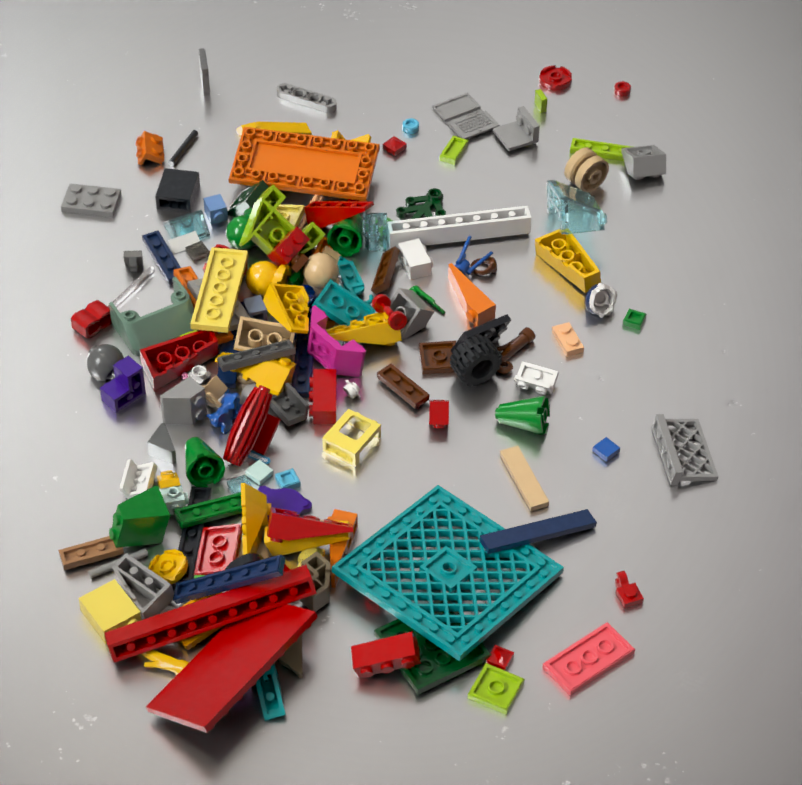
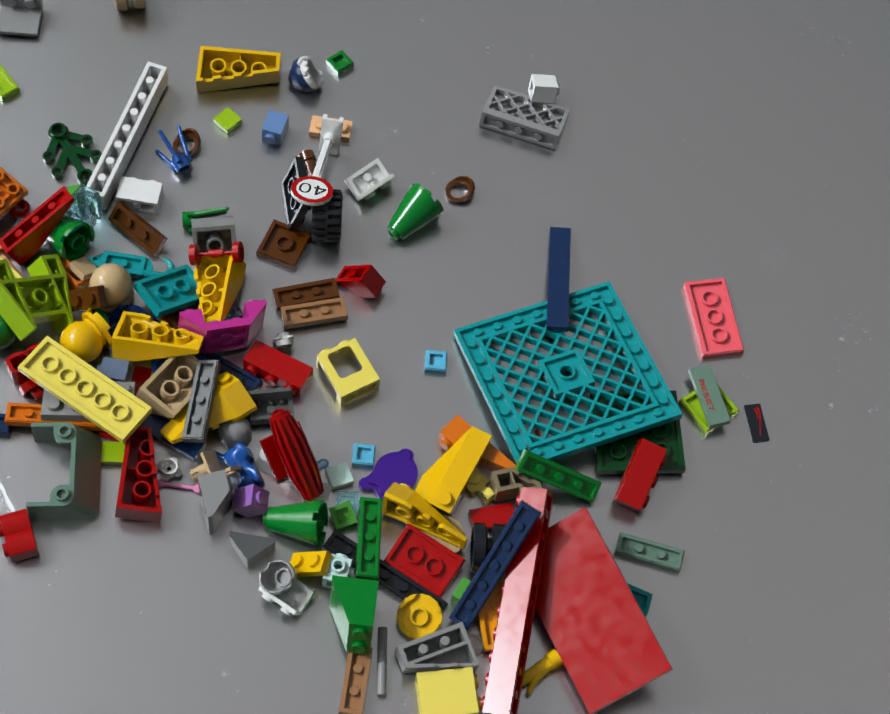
camera: 70 degrees left, 15 degrees up
(101, 361) = (100, 550): dark grey brick -> none
(126, 385) = (145, 542): dark purple brick -> none
(140, 463) = (278, 577): none -> light grey hair
(199, 425) = (250, 500): none -> medium lavender brick
(225, 485) = (343, 514): none -> bright green tile
(288, 247) = (65, 296): red brick -> none
(290, 526) = (462, 474): red wedge -> none
(324, 699) = (649, 552): none -> sand green tile
(345, 598) = (558, 475): none -> green tile
(390, 397) = (314, 313): none -> medium nougat plate
(403, 489) = (435, 361): none -> medium azure tile
(474, 302) = (230, 177): orange slope -> none
(483, 333) = (313, 189): none -> white piece
(500, 657) = (680, 384): red tile -> none
(501, 679) = (709, 396): none -> sand green tile
(507, 731) = (756, 423): none -> black sticker
(523, 279) = (227, 120): none -> lime tile
(524, 478) = (481, 256): tan tile -> none
(537, 305) = (275, 127): none -> medium blue brick
(575, 208) = (194, 23): clear light blue windscreen -> none
(583, 444) = (461, 180): none -> reddish brown piece
(606, 449) = (486, 174): blue tile -> none
(627, 593) = (660, 248): red plate -> none
(718, 447) = (543, 88): none -> white brick

